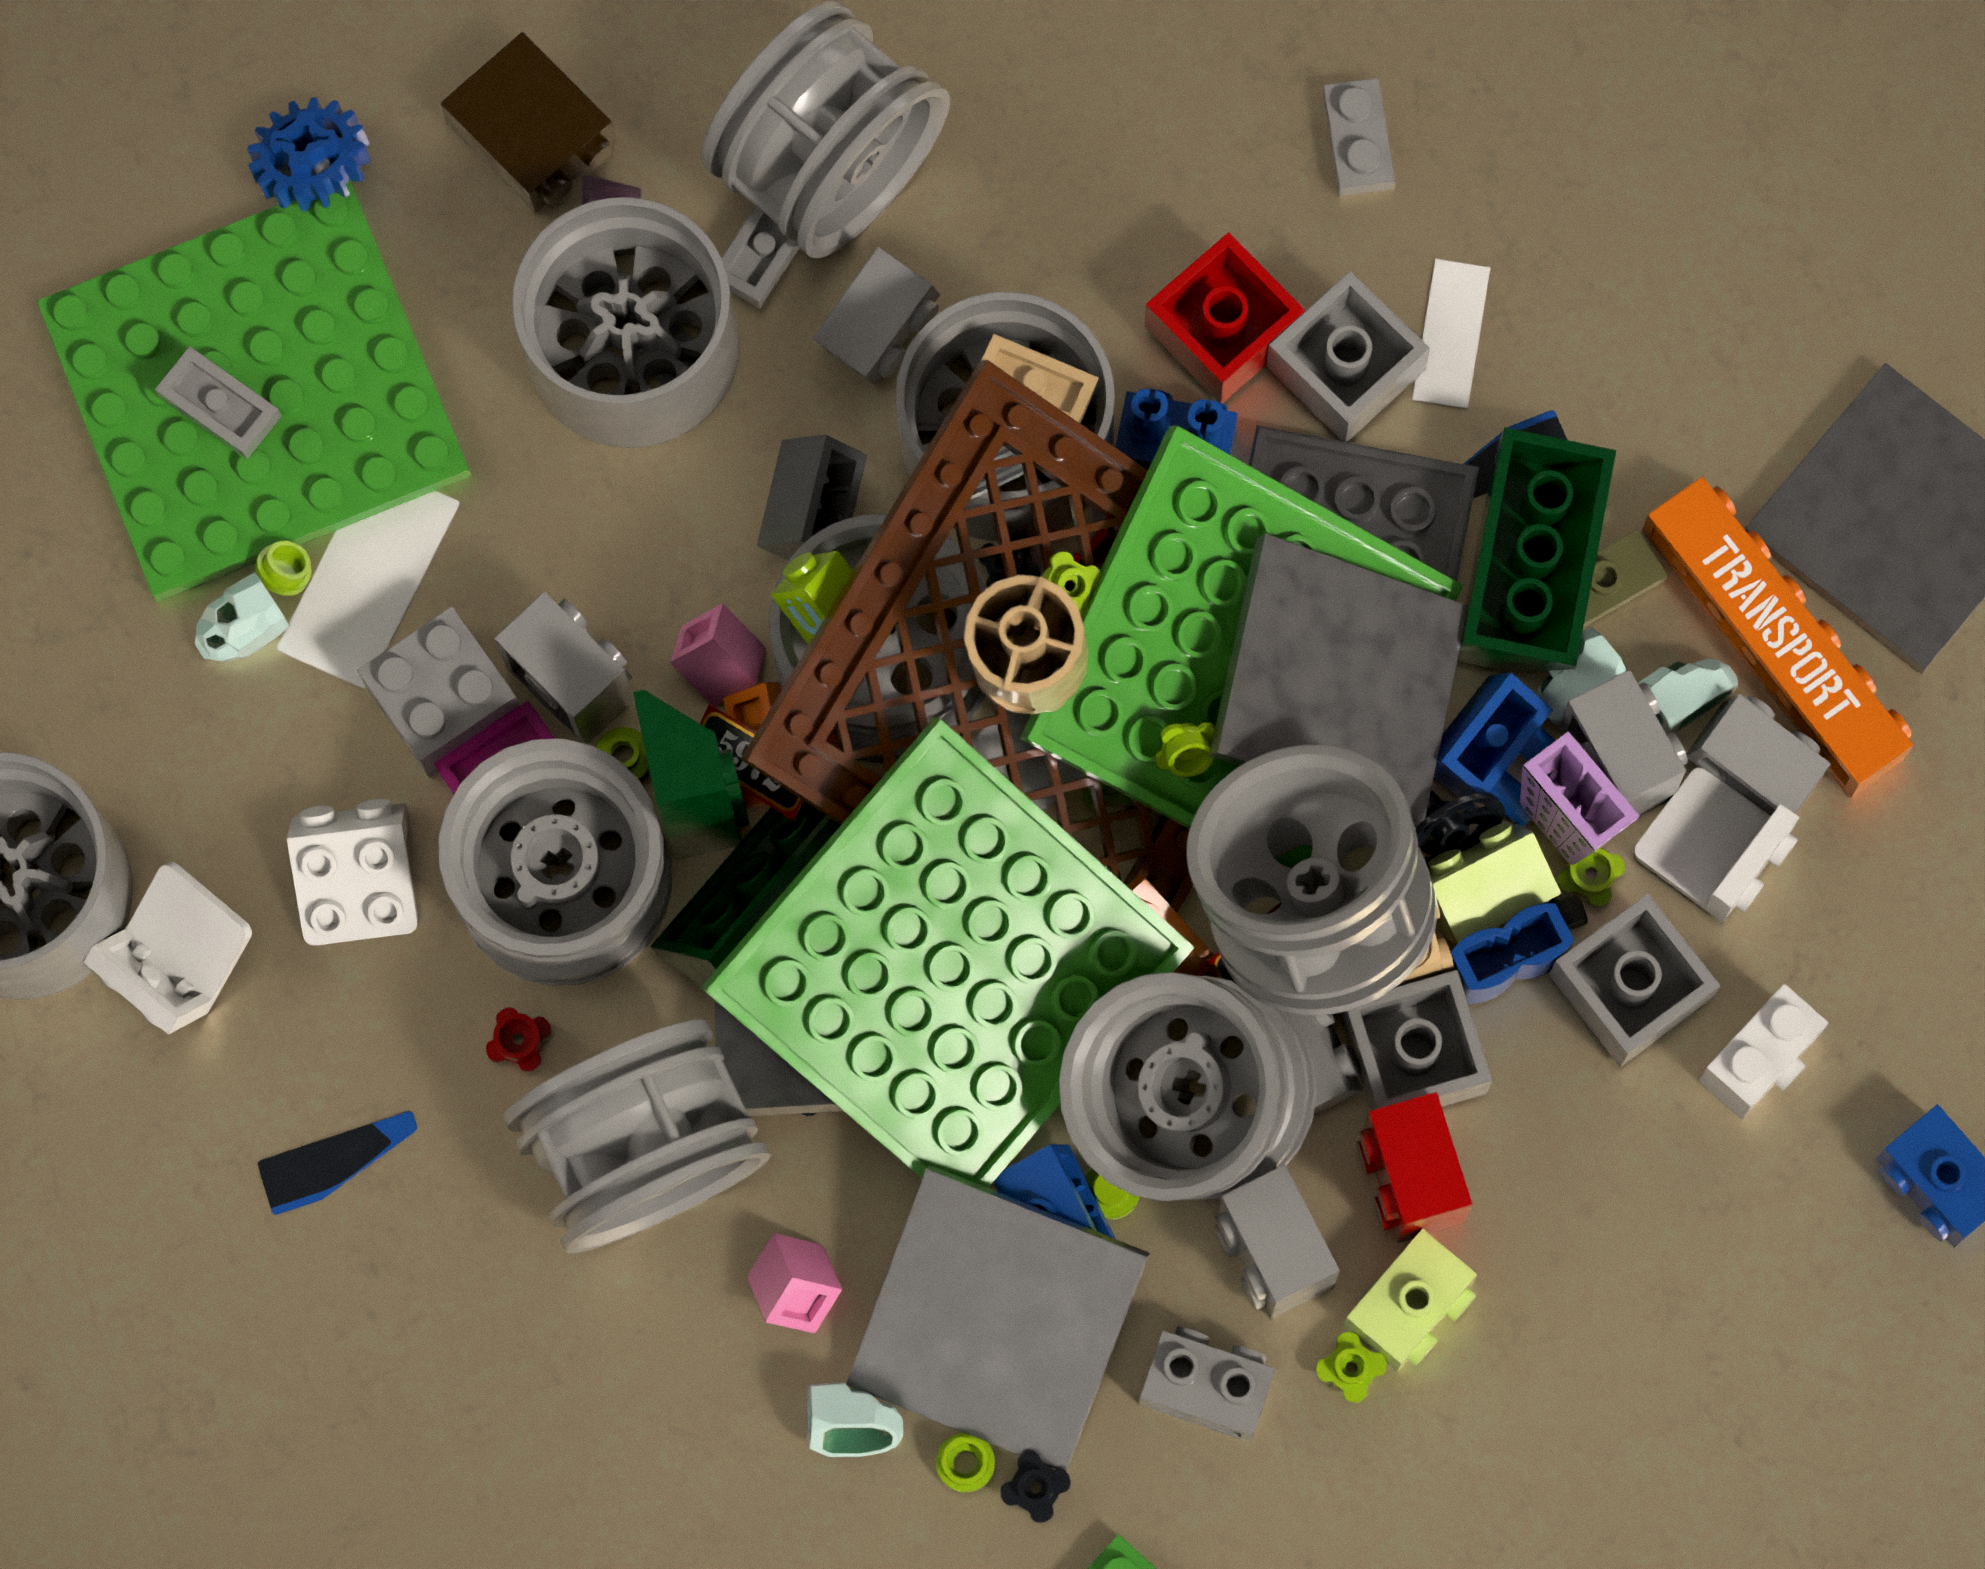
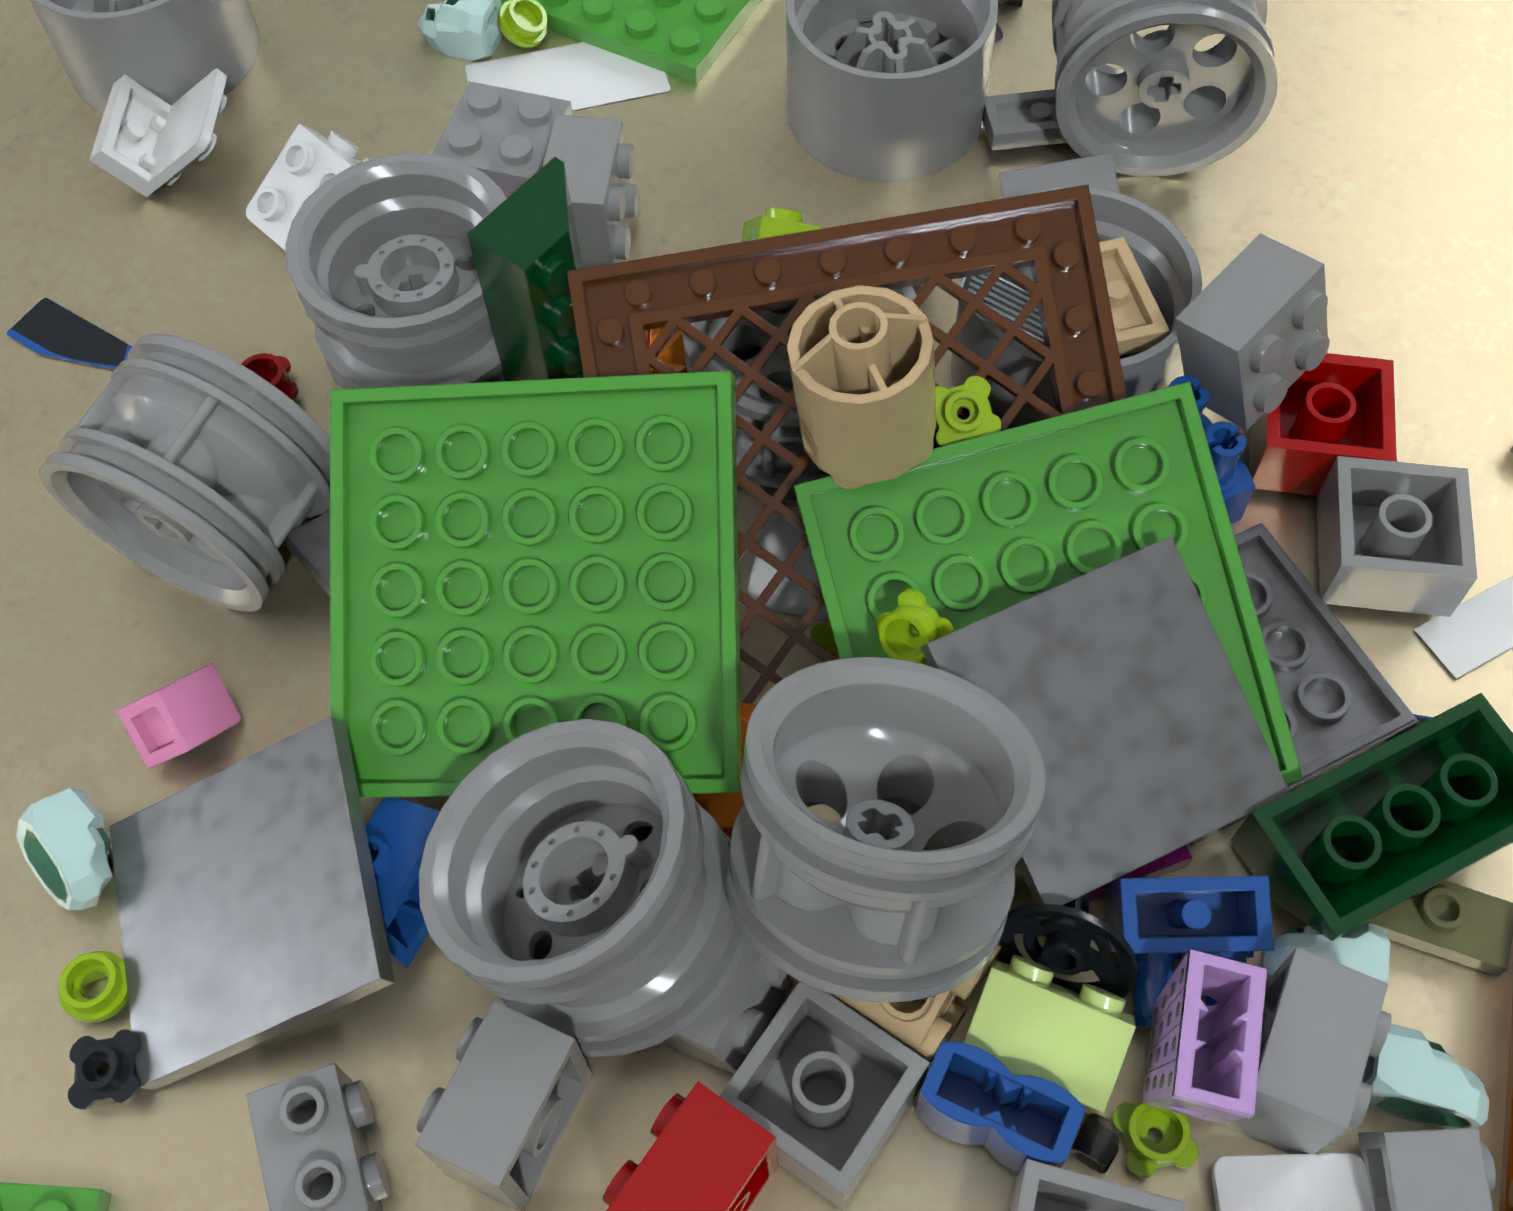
camera: 50 degrees right, 15 degrees down
(1149, 322) = (1256, 330): none -> light grey brick

